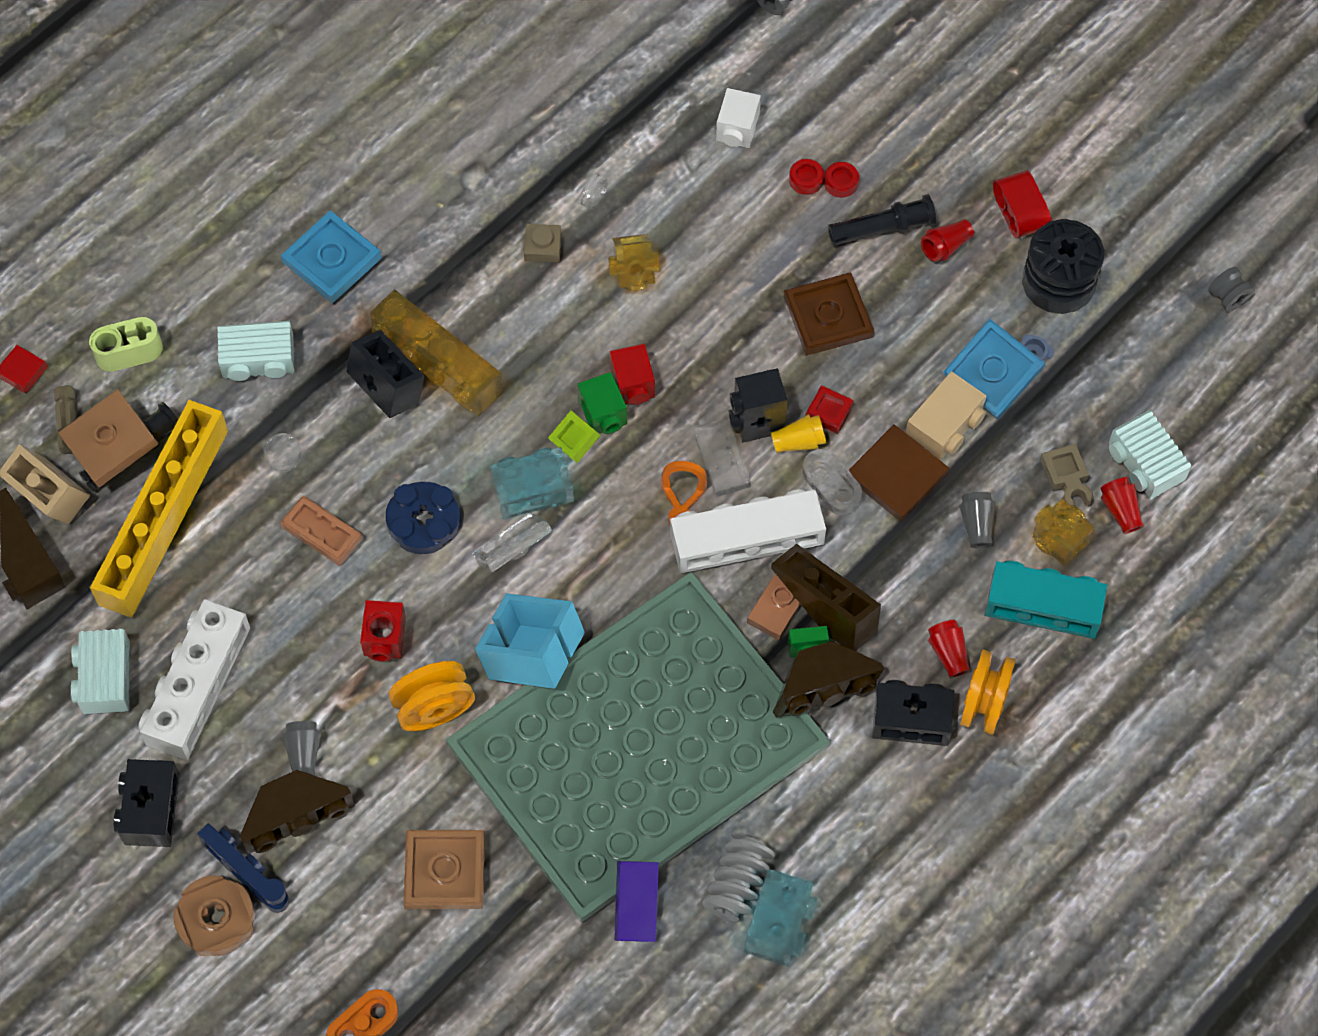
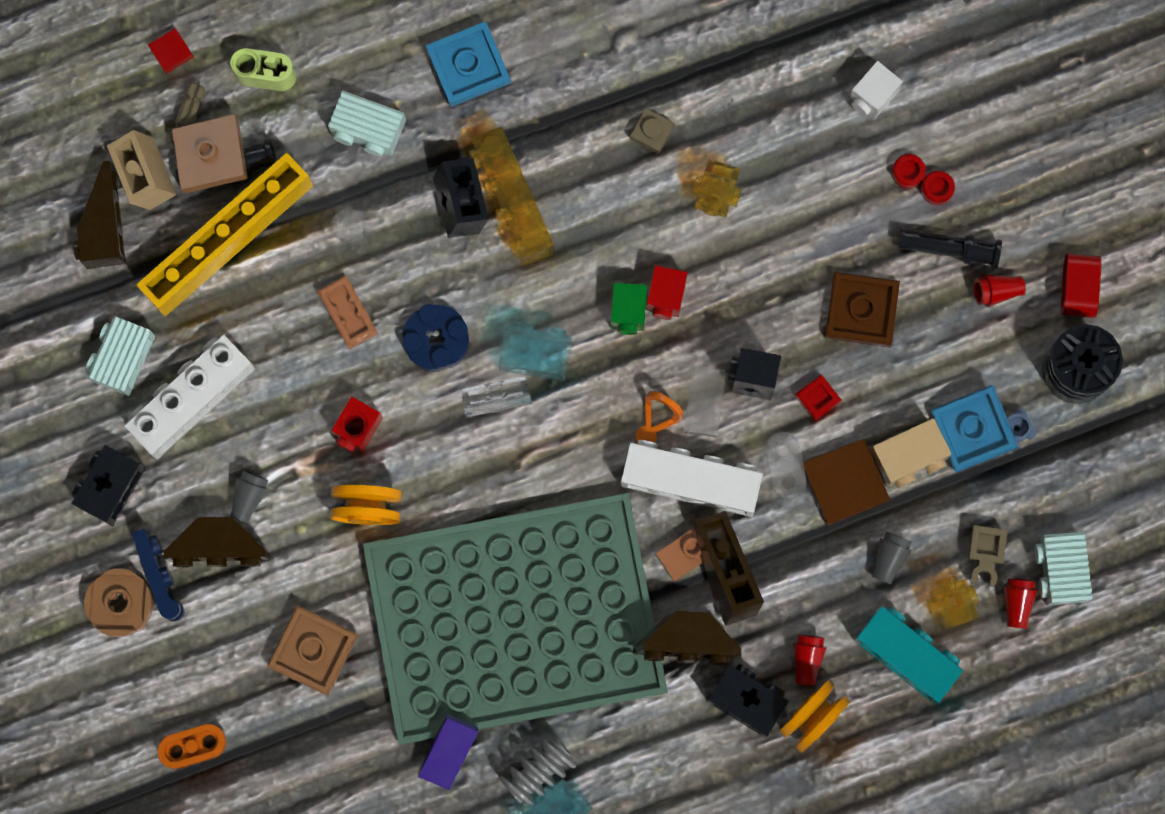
camera: 30 degrees right, 15 degrees up
(530, 640) = (473, 499): medium azure piece -> none
(574, 436) = (591, 325): lime plate -> none
(799, 435) = (780, 411): yellow cone -> none
(806, 638) = (693, 600): green plate -> none

